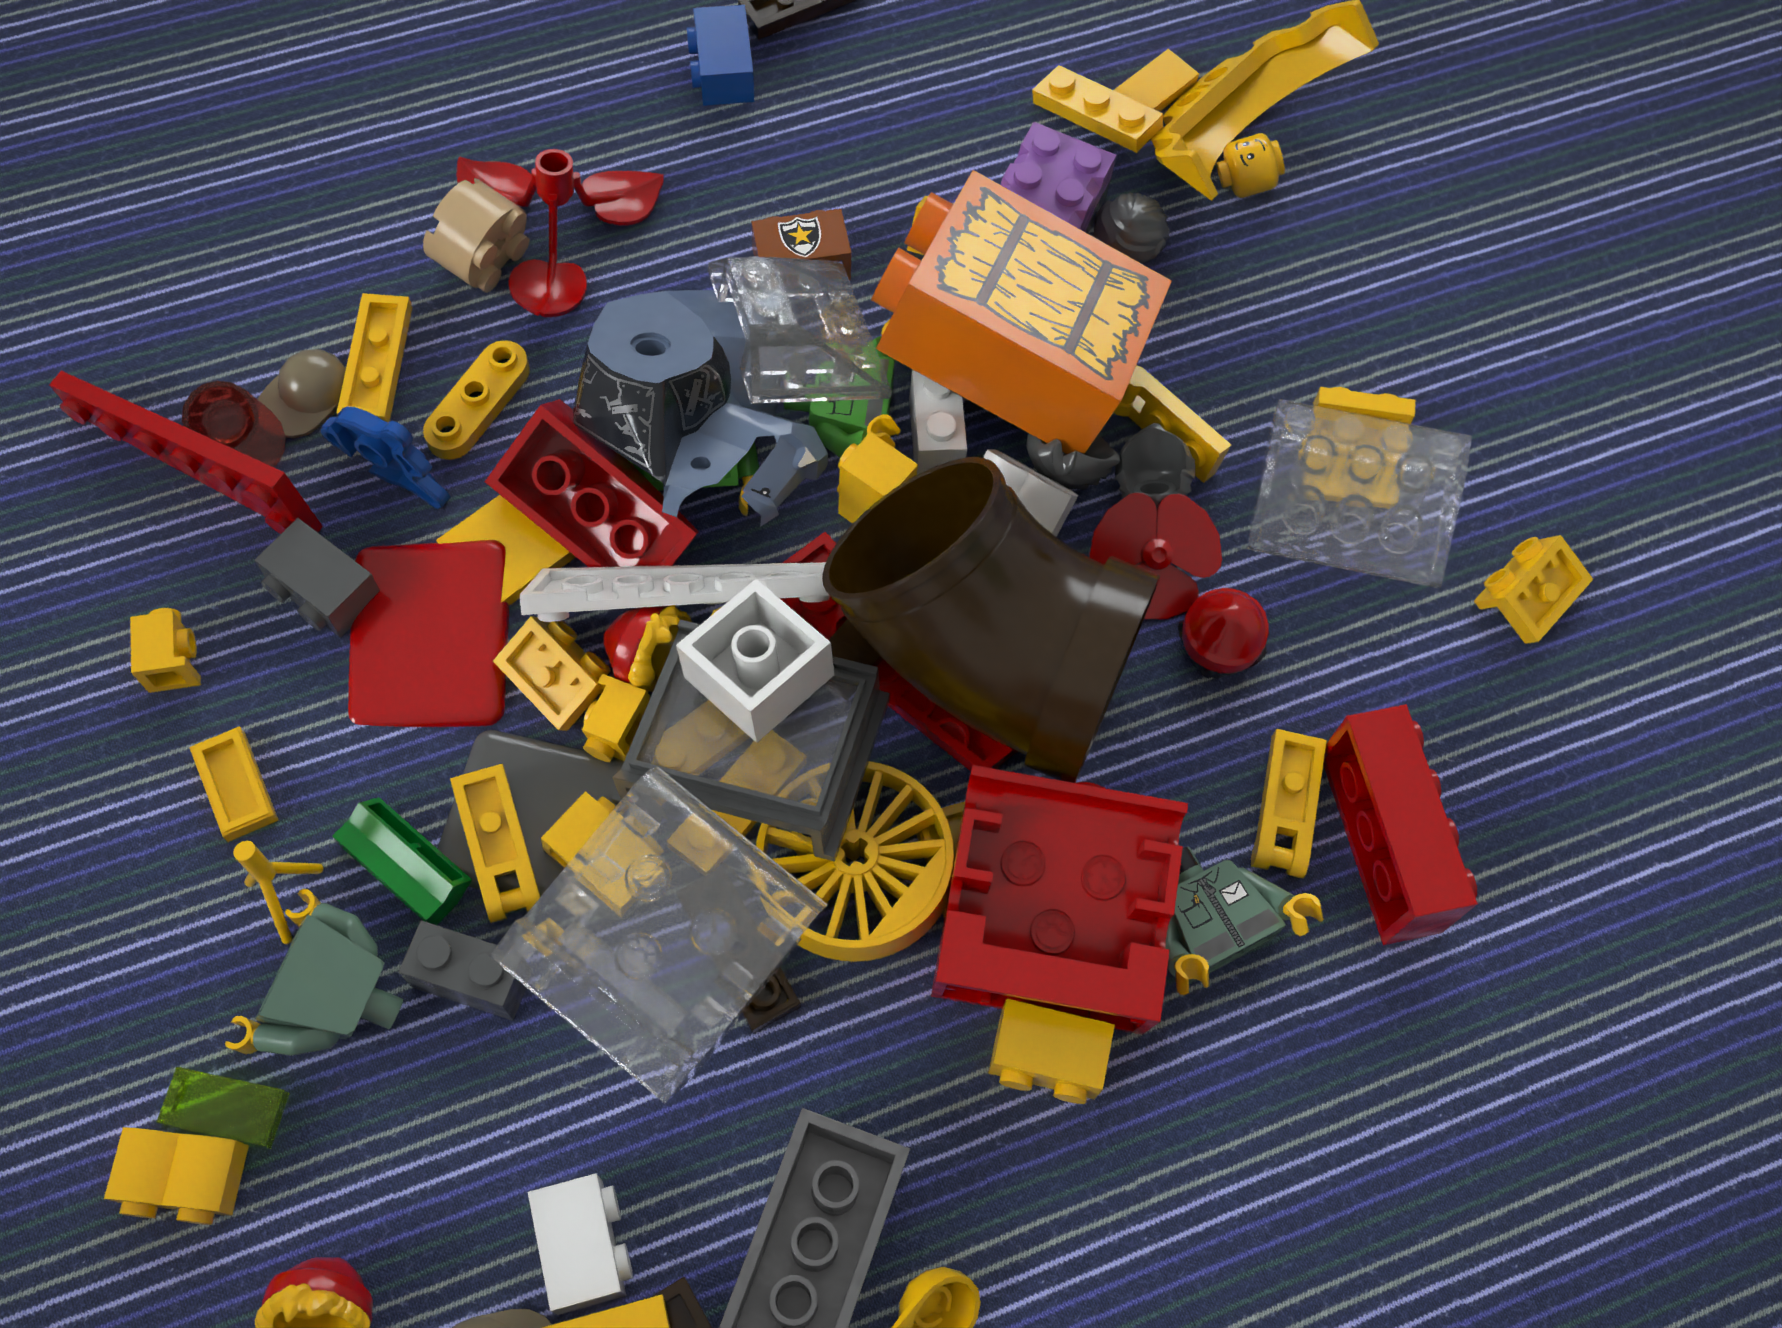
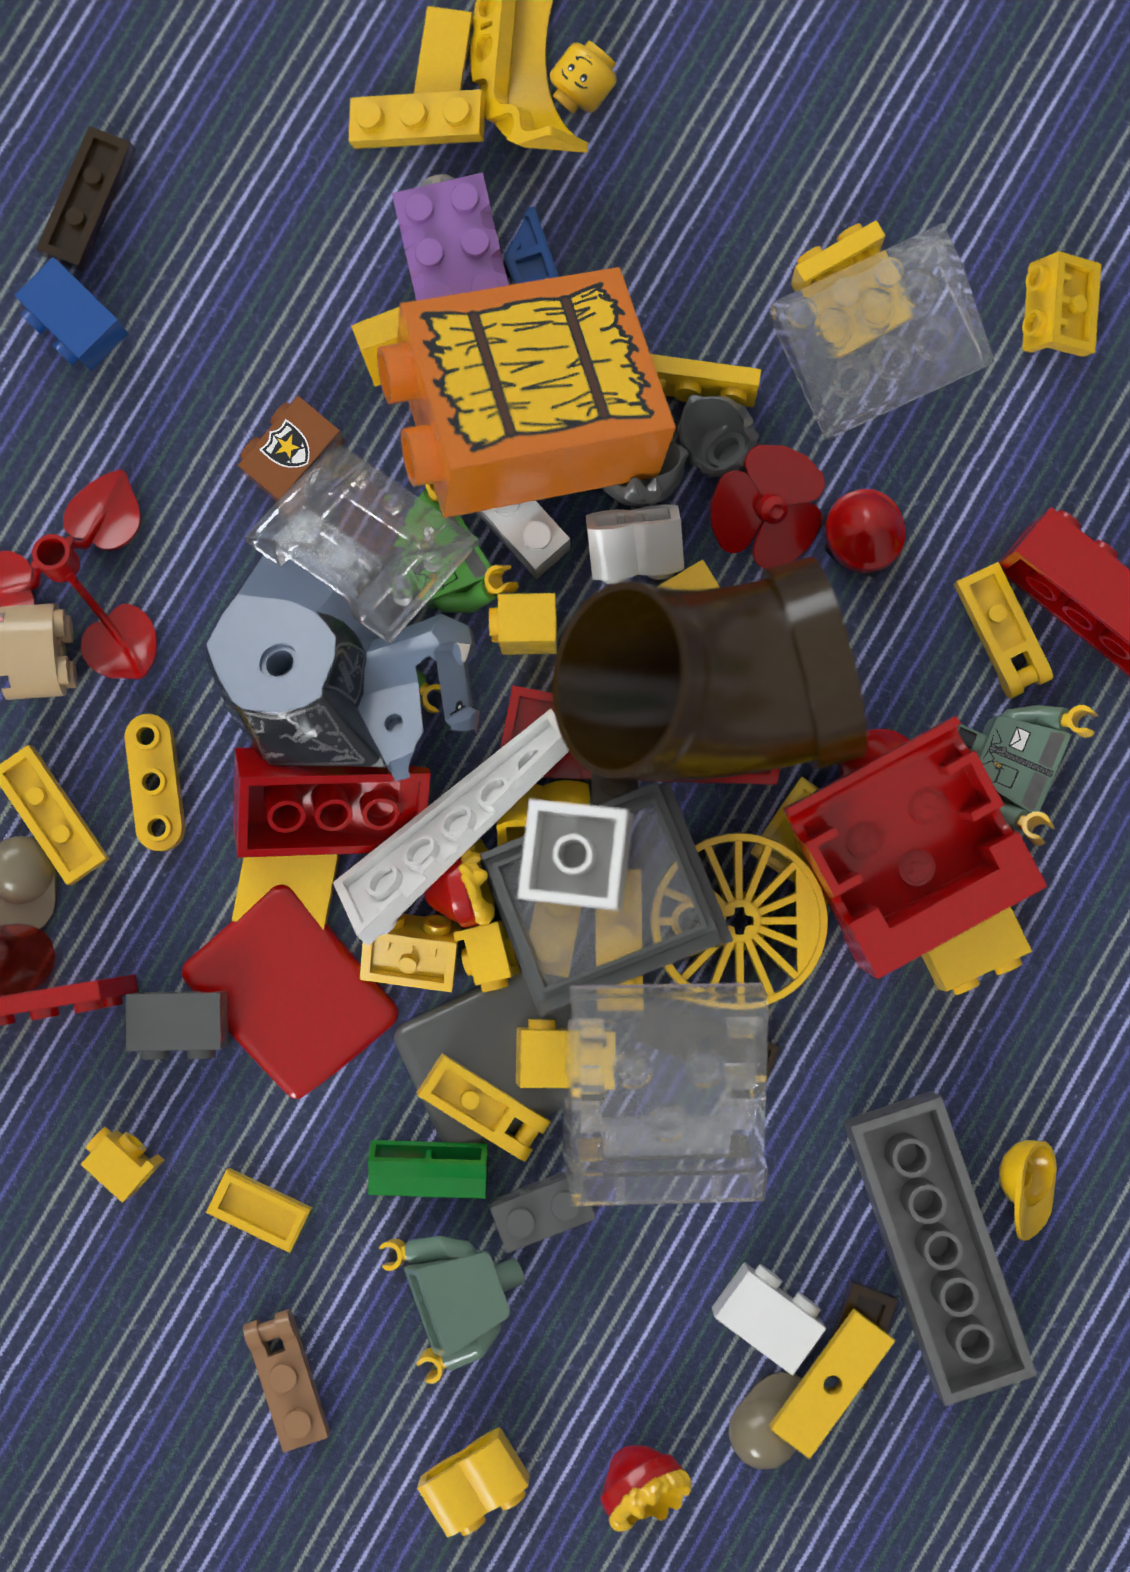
camera: 25 degrees left, 20 degrees up
(112, 946) = (287, 1381): none -> medium nougat plate
(223, 1107) = (460, 1418): clear neon green tile -> none
(263, 872) = (352, 1260): yellow plant -> none
(388, 448) = (137, 891): blue tile -> none
(1133, 226) = (534, 221): dark grey hair -> none

